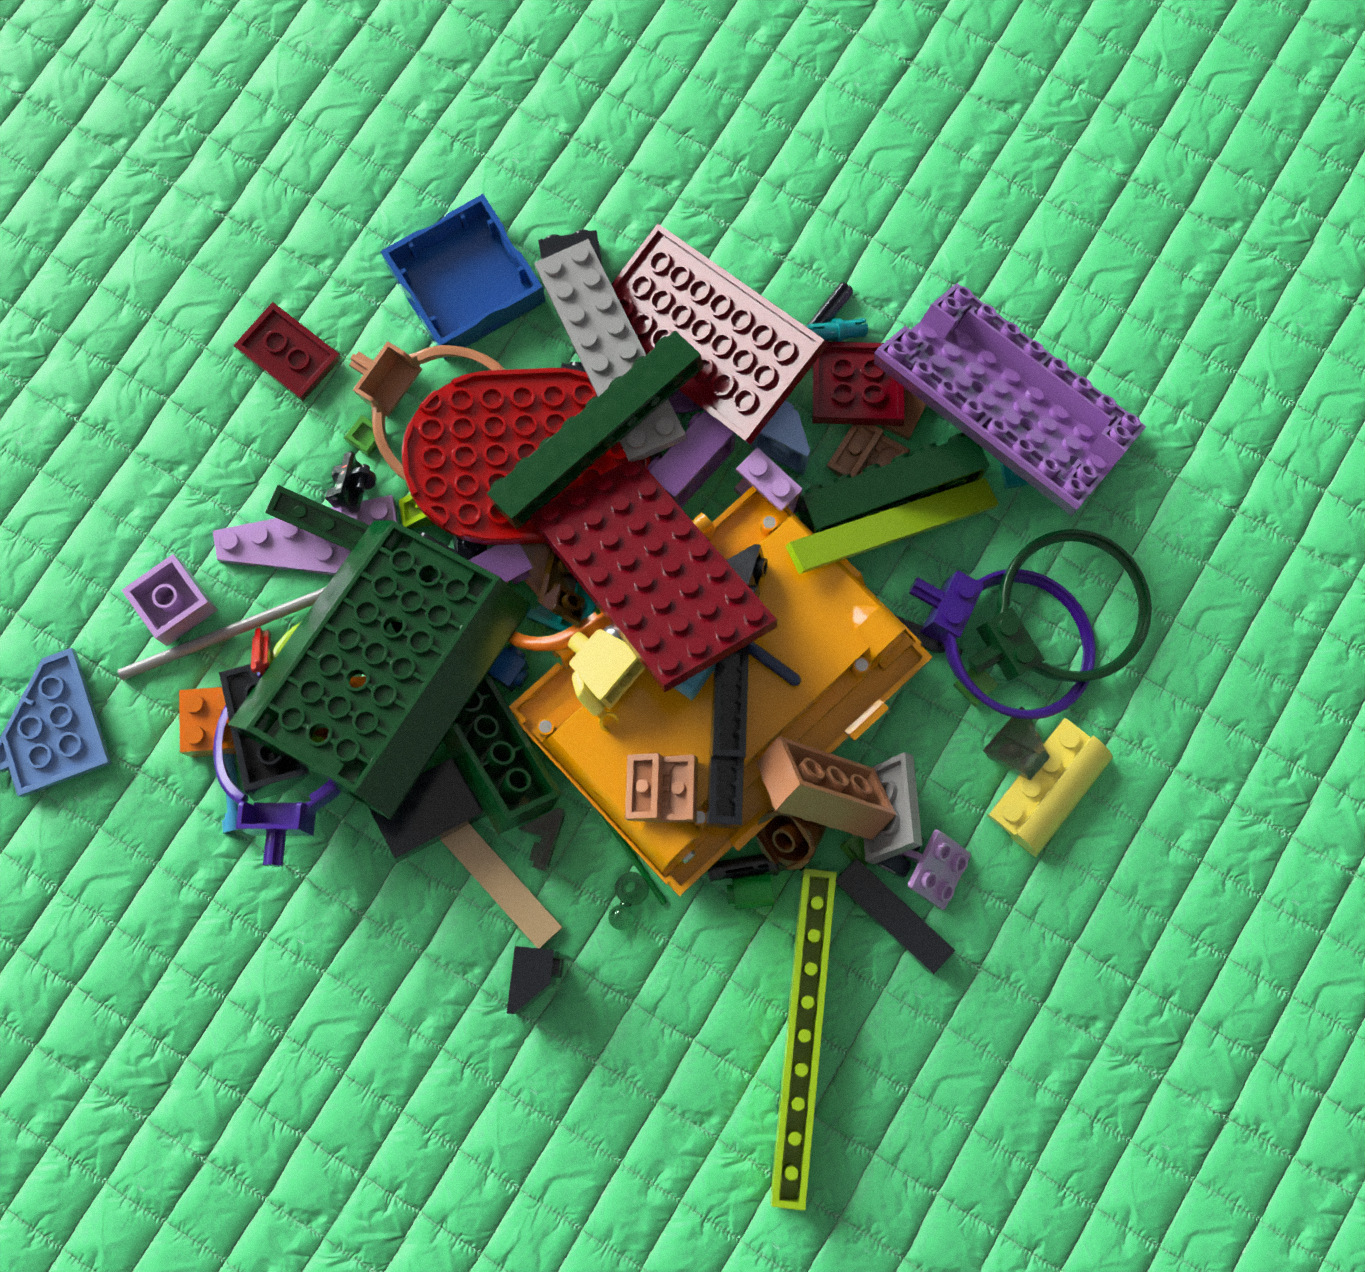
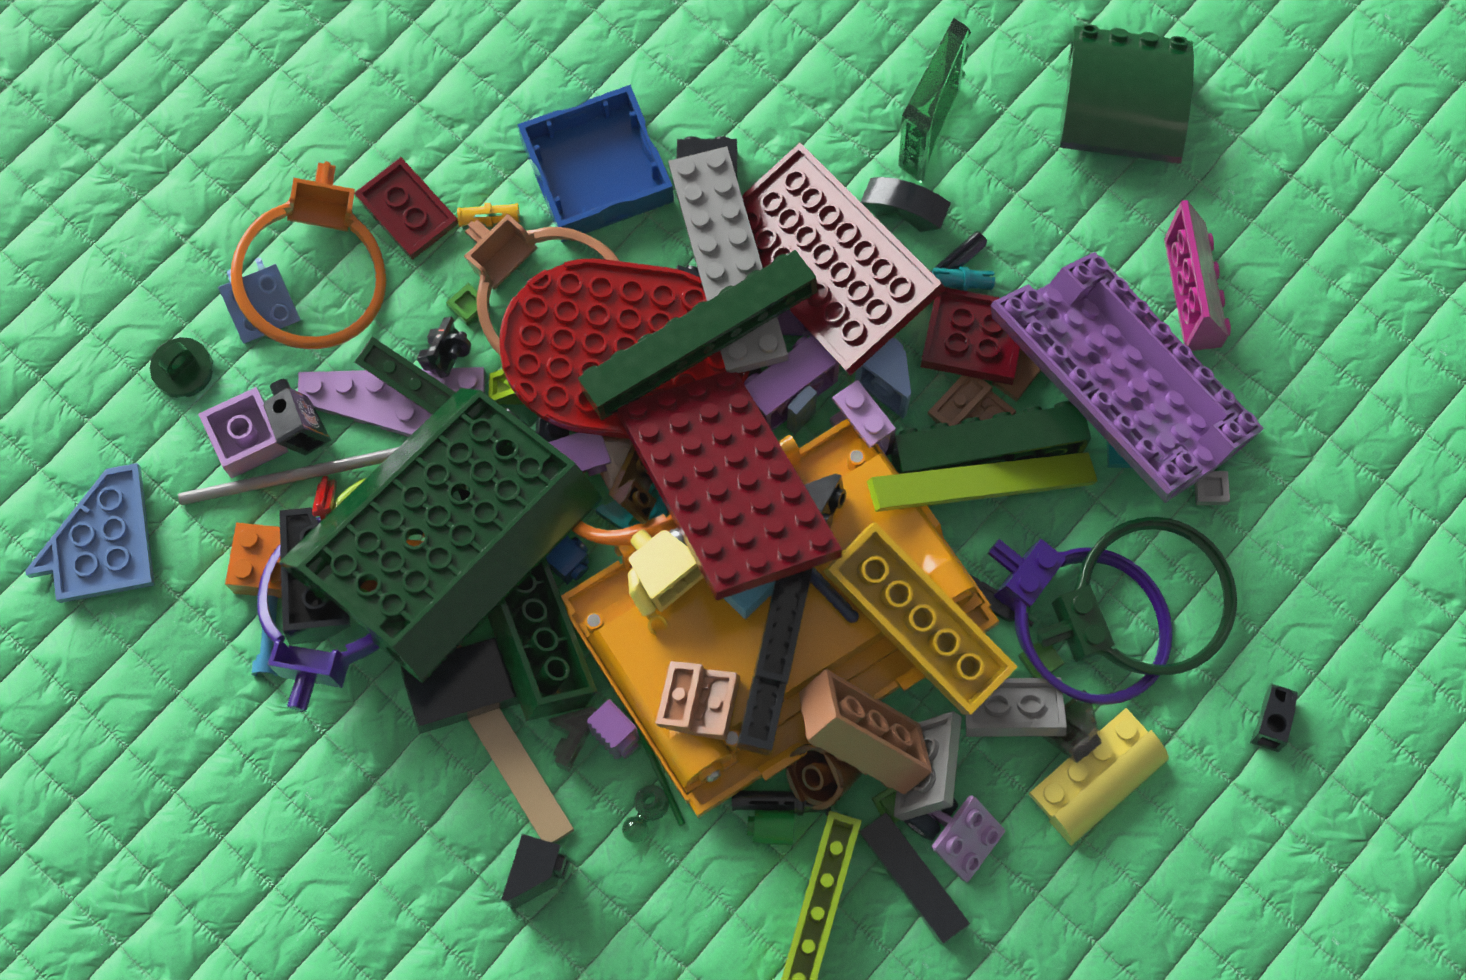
camera: 10 degrees right, 5 degrees down
(97, 545) = (181, 367): none -> dark green tile
(160, 468) = (267, 295): none -> medium blue plate
(203, 363) = (323, 206): none -> orange brick
(217, 578) = (294, 419): none -> black torso
(349, 348) = (466, 215): none -> yellow pin
(584, 827) = (614, 730): none -> medium lavender brick
(706, 484) = (801, 409): none -> sand blue tile
(774, 263) = (910, 201): none -> black brick
(779, 161) = (933, 101): none -> clear green windscreen
(861, 672) = (920, 619): none -> yellow brick
(959, 736) = (1019, 709): none -> light grey plate
(962, 124) = (1127, 94): none -> dark green slope
(1058, 295) = (1195, 280): none -> dark pink slope
(1109, 493) = (1213, 489): none -> light grey plate
(1205, 702) = (1275, 718): none -> black leg

